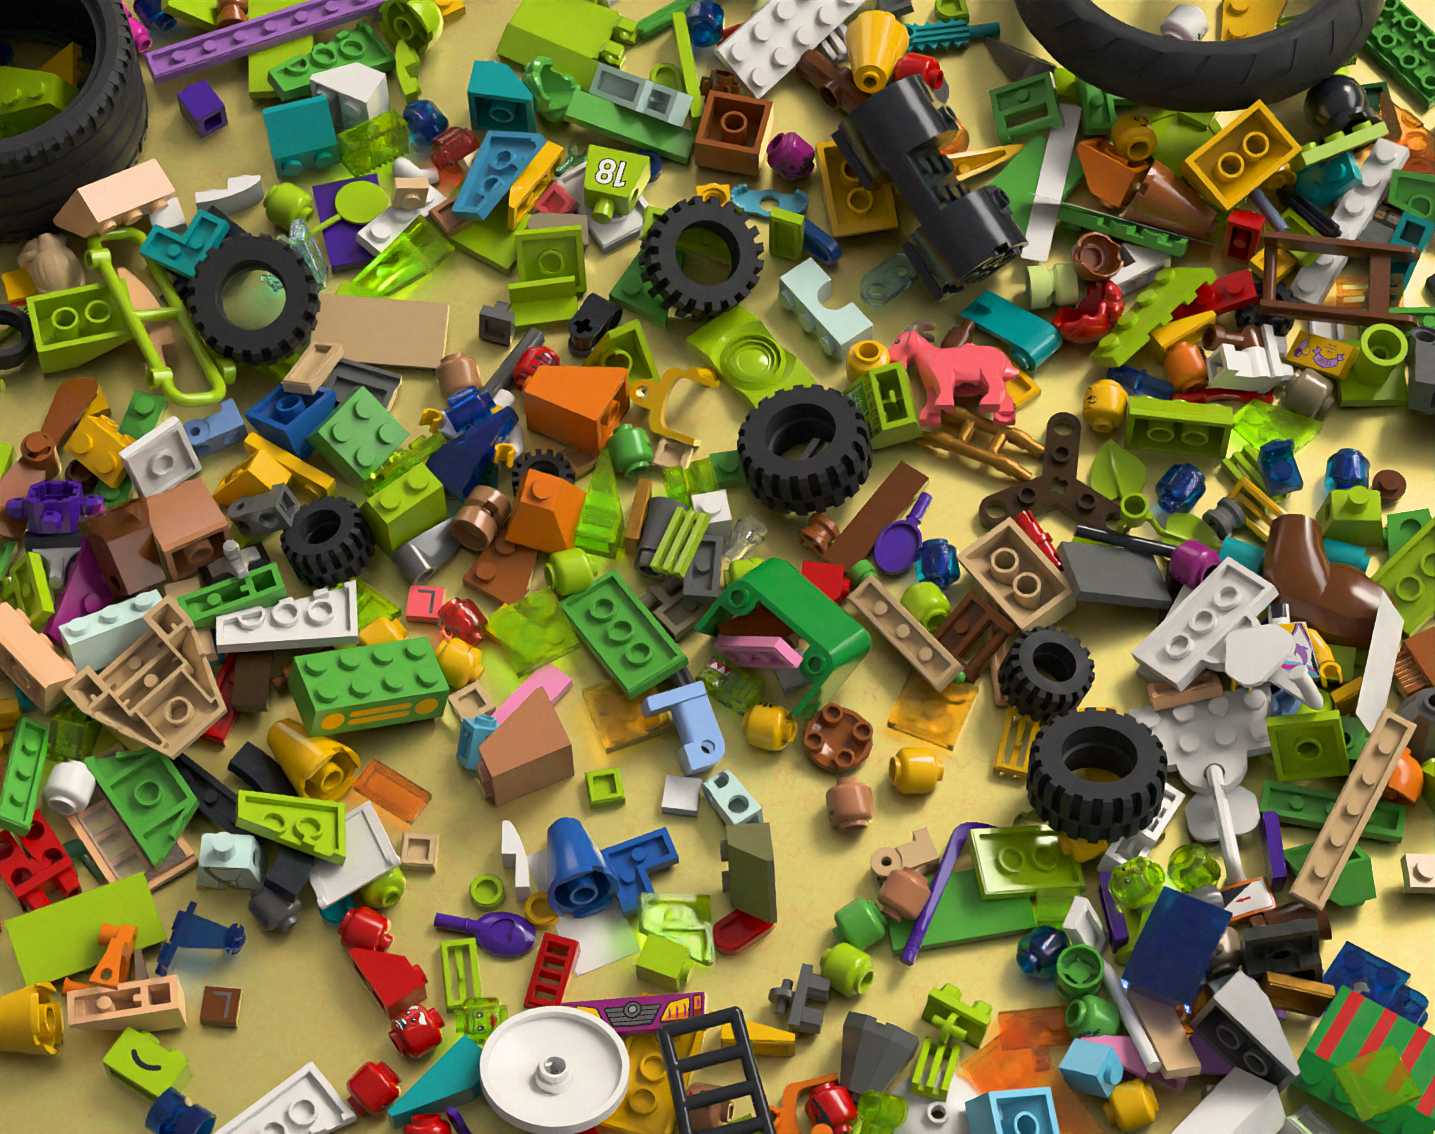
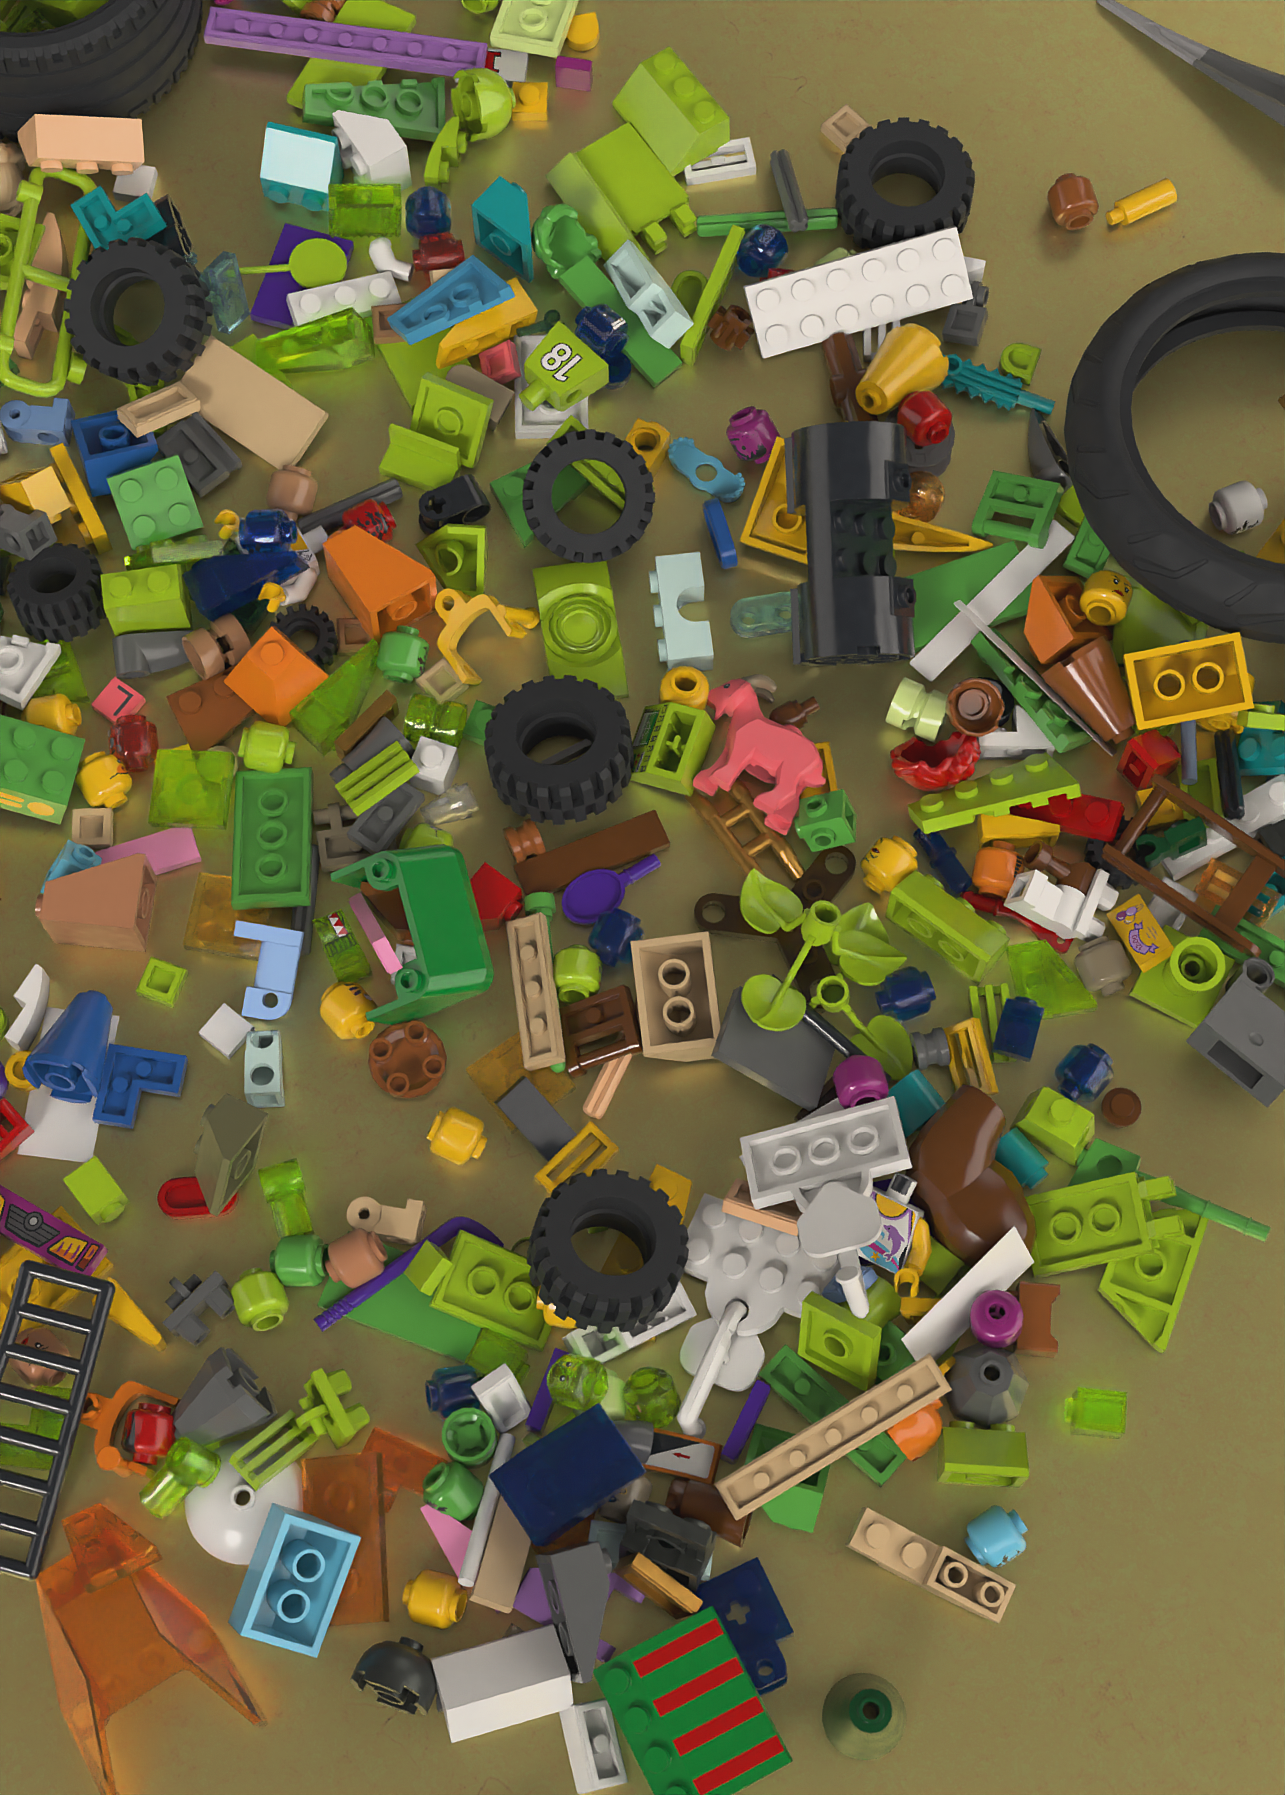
camera: 30 degrees right, 10 degrees up
(202, 108) = (234, 90): dark purple brick -> none
(240, 195) = (210, 196): white slope -> none
(287, 204) = (247, 232): lime head -> none
(409, 193) = (358, 280): tan plate -> none
(497, 323) = (364, 455): dark grey tile -> none
(627, 134) = (602, 330): none -> clear blue head
(679, 919) = (135, 1159): clear neon green wing -> none
(734, 133) = (712, 381): dark orange brick -> none
(786, 234) = (691, 515): lime tile -> none
(809, 881) = (285, 1191): none -> clear neon green piece
(850, 804) = (372, 1134): nougat head -> none
(964, 870) = (428, 1268): none -> lime tile
(967, 724) = (535, 1118): none -> black tile
(1029, 336) = (857, 736): teal door -> none
(1039, 397) = (826, 820): none -> bright green brick
(1043, 540) = (731, 965): red pin -> none
(1044, 480) = (771, 906): none -> lime plant
(1059, 656) = (663, 1091): black tyre -> none
(1091, 1068) = (414, 1542): medium azure brick -> none
(1307, 273) = (1178, 841): none -> dark green plate
(1377, 1082) = (667, 1733): clear neon green piece -> none
(1408, 669) = (999, 1331): none -> magenta head

